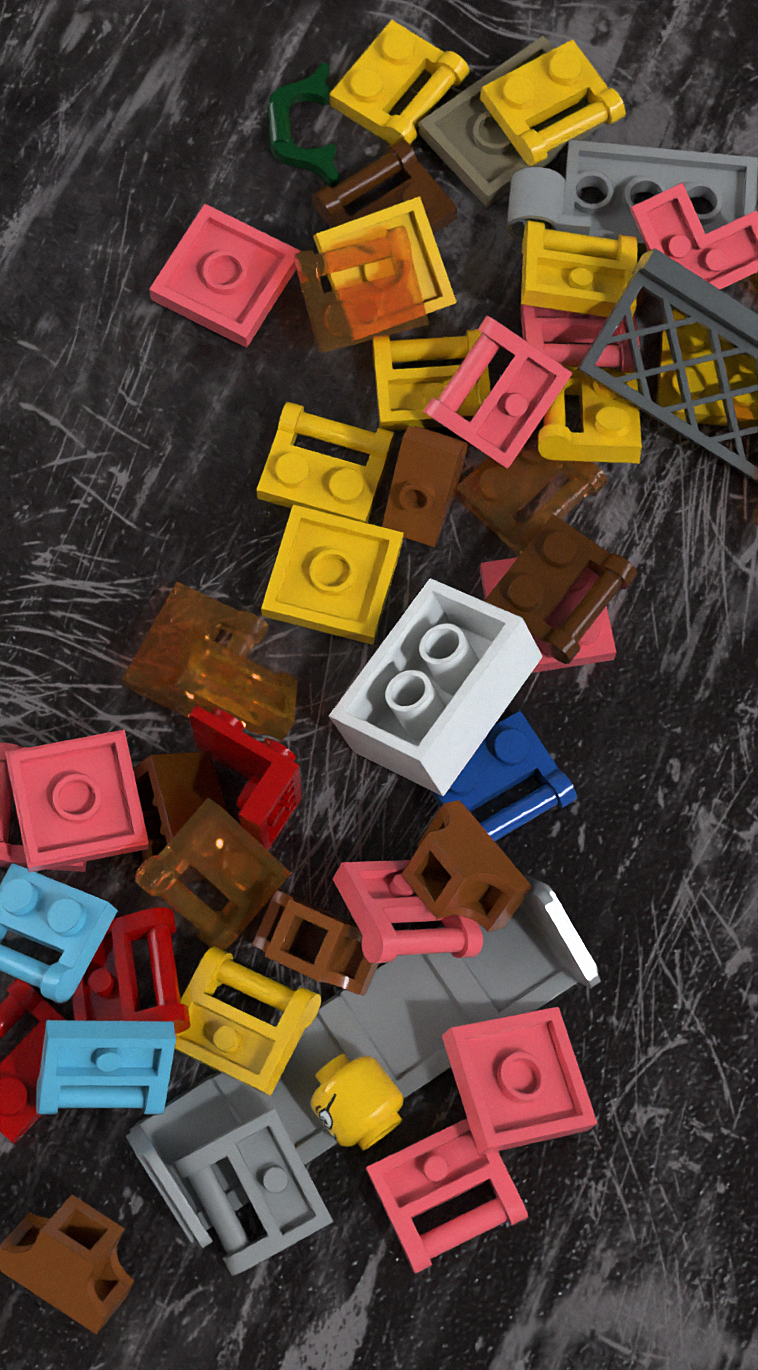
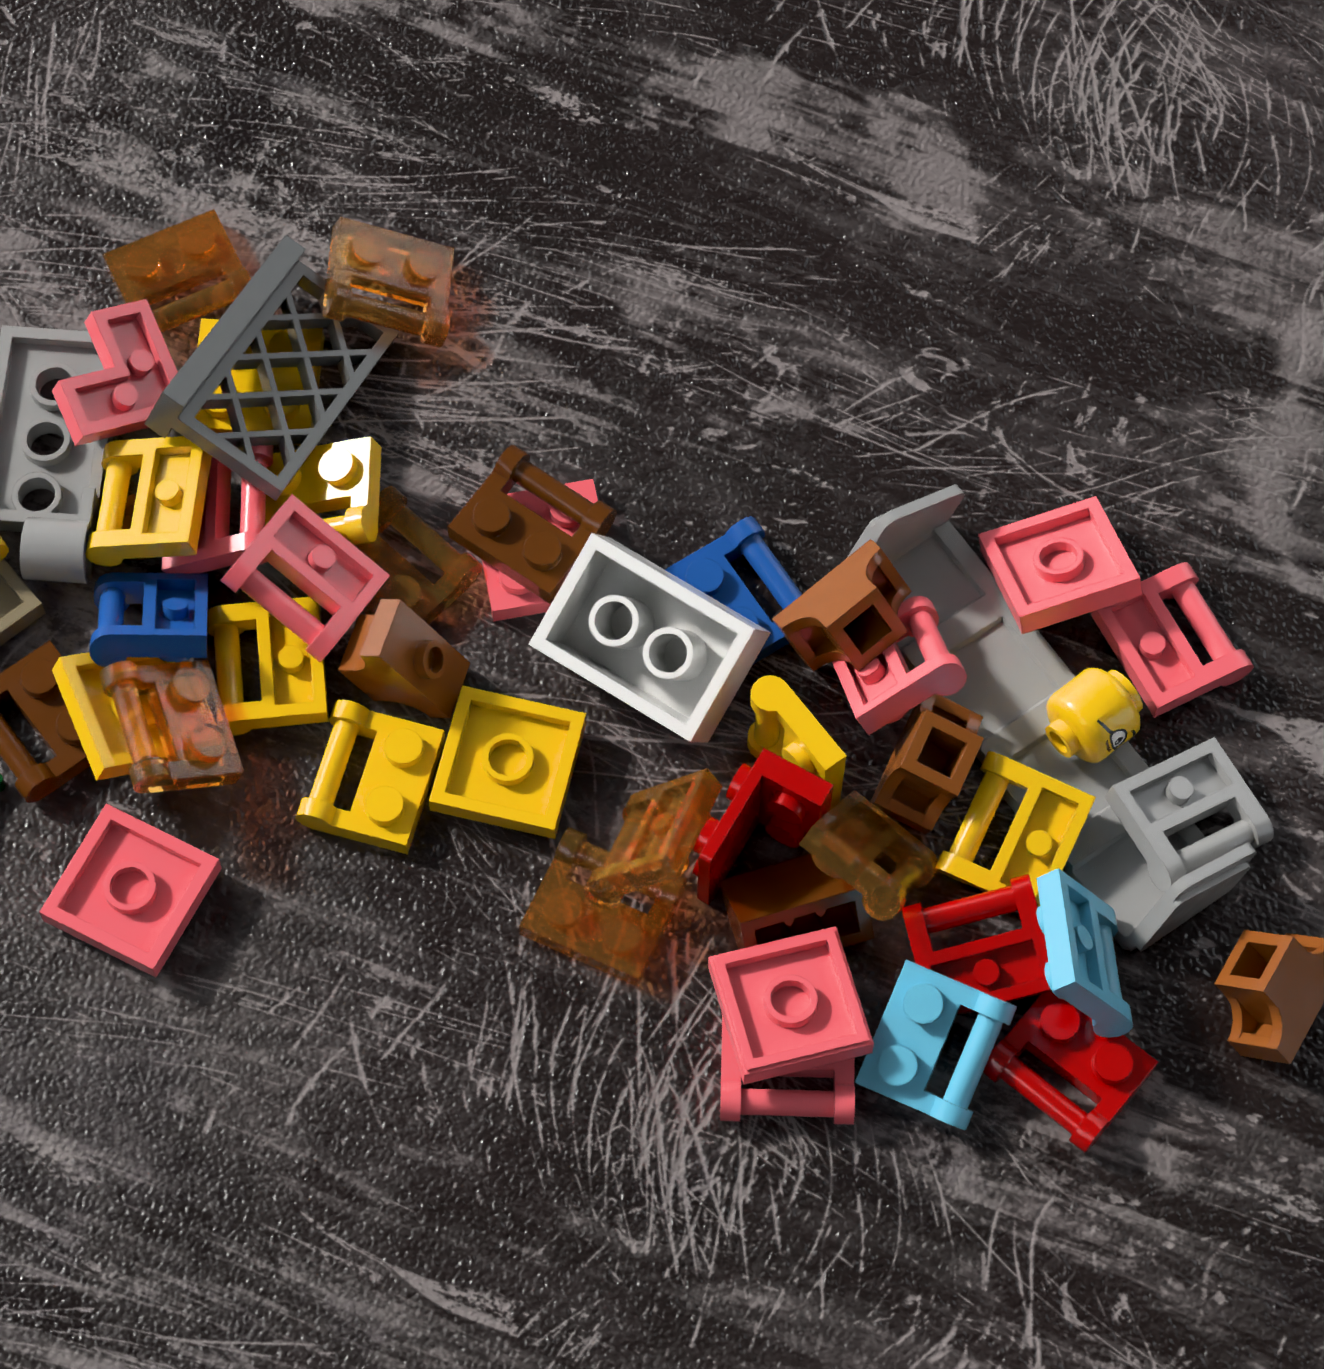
camera: 90 degrees left, 5 degrees down
(317, 819) = (793, 733): none -> yellow plate
(465, 291) = (171, 618): none -> blue plate

